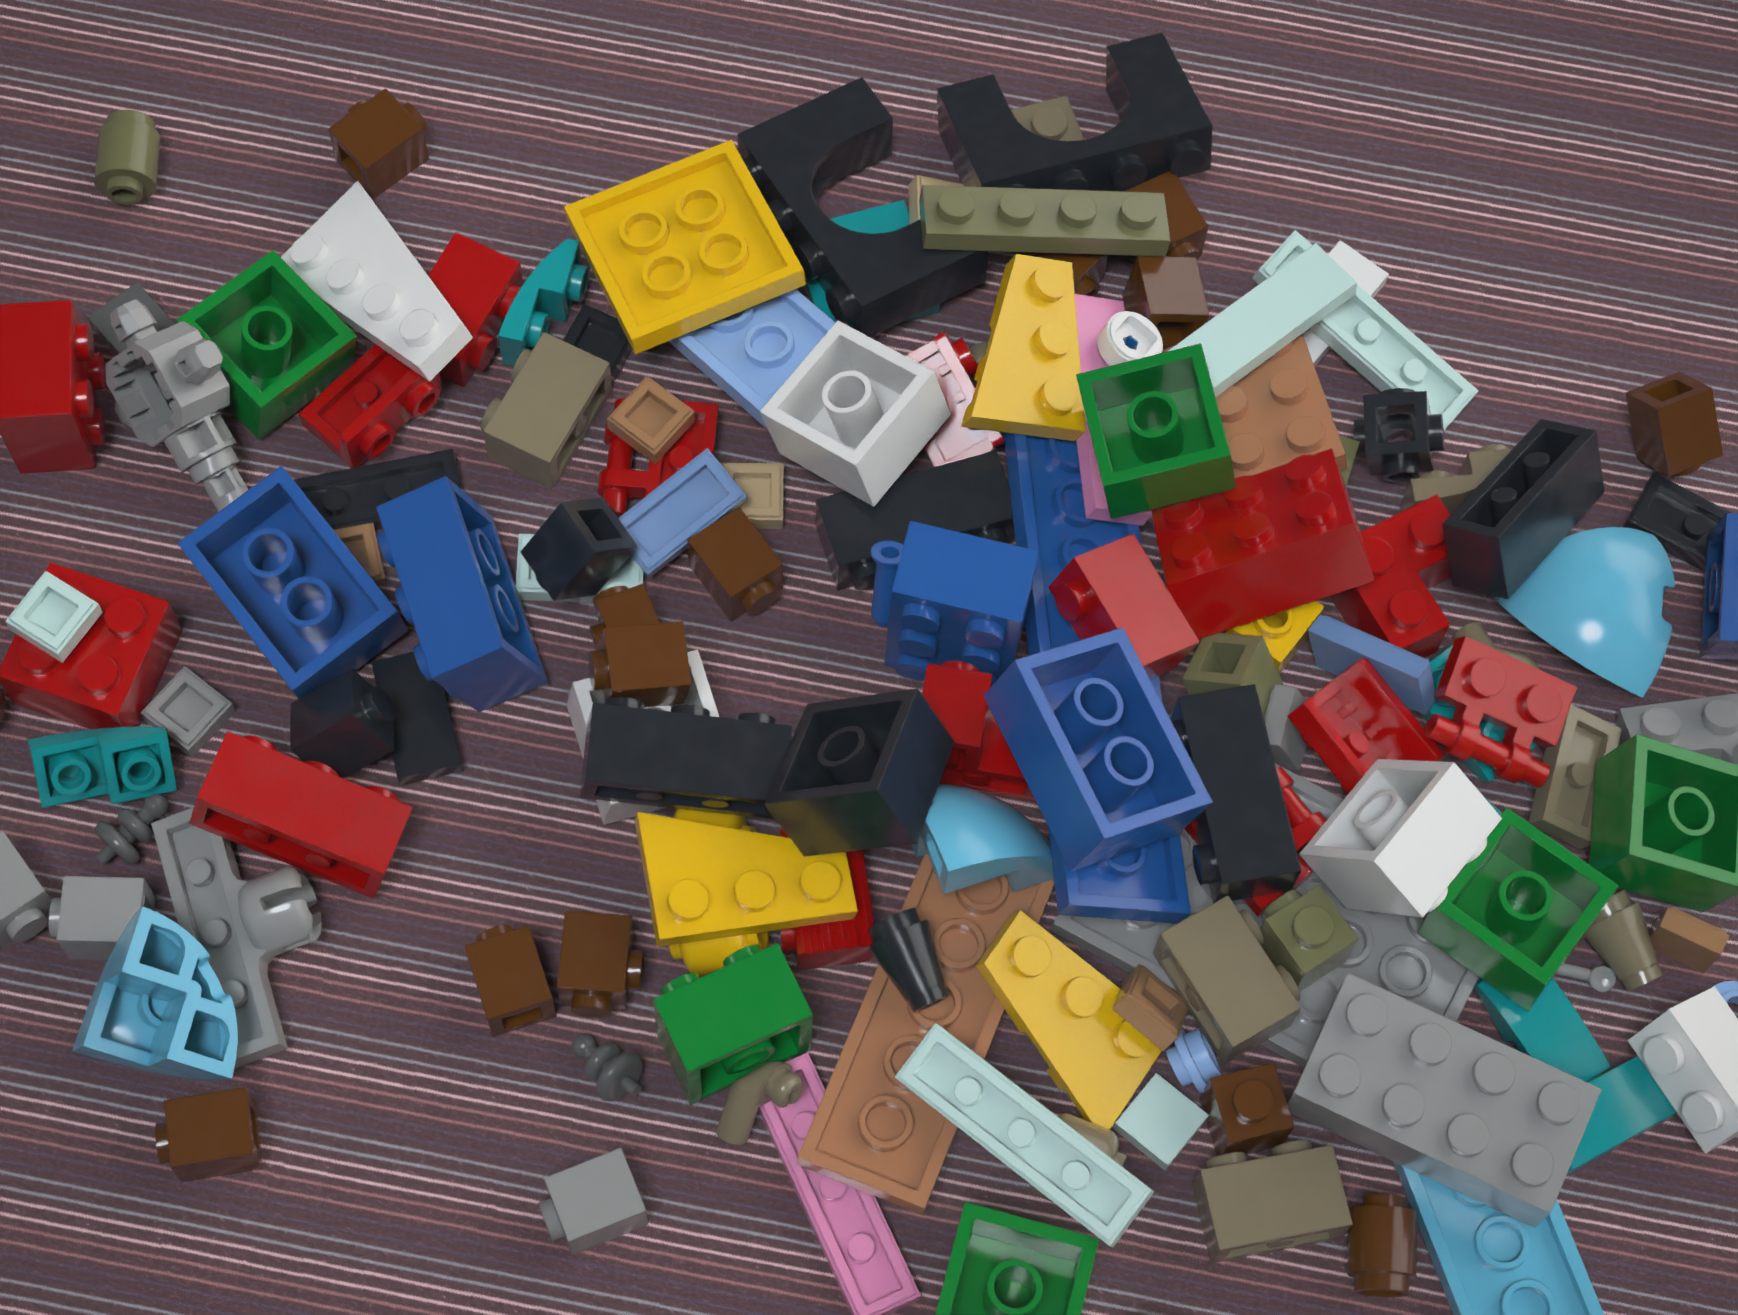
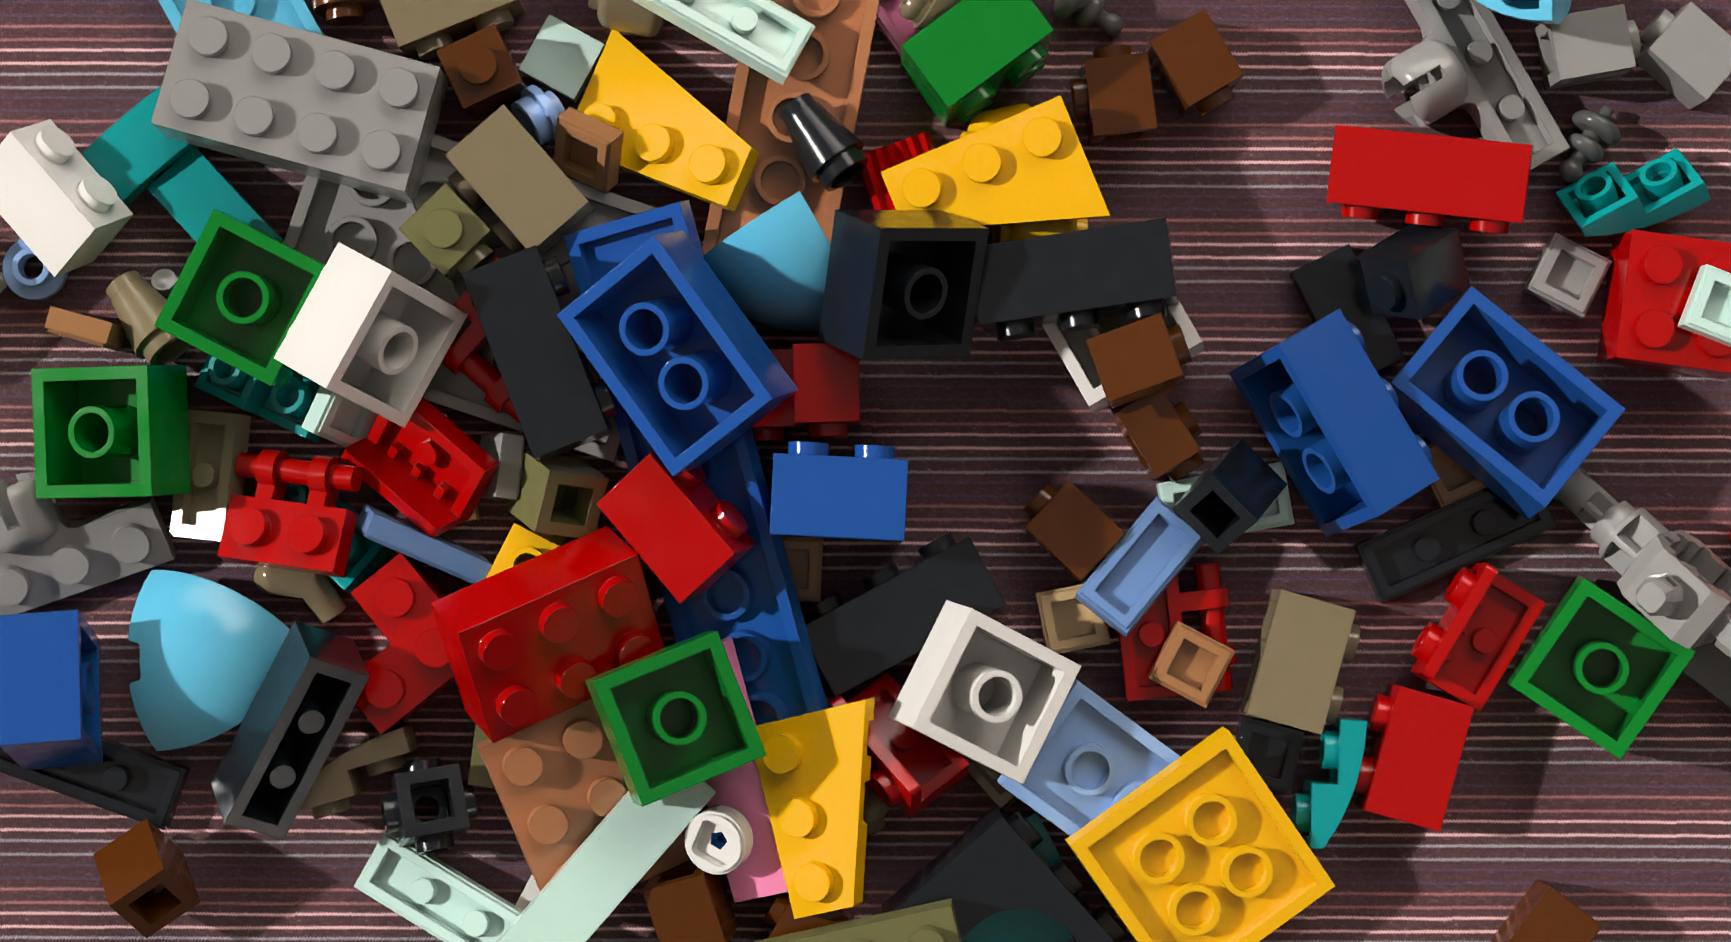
camera: 175 degrees right, 20 degrees up
(377, 284) = (1507, 755): white wing -> none
(887, 559) = (920, 549): blue piece -> none

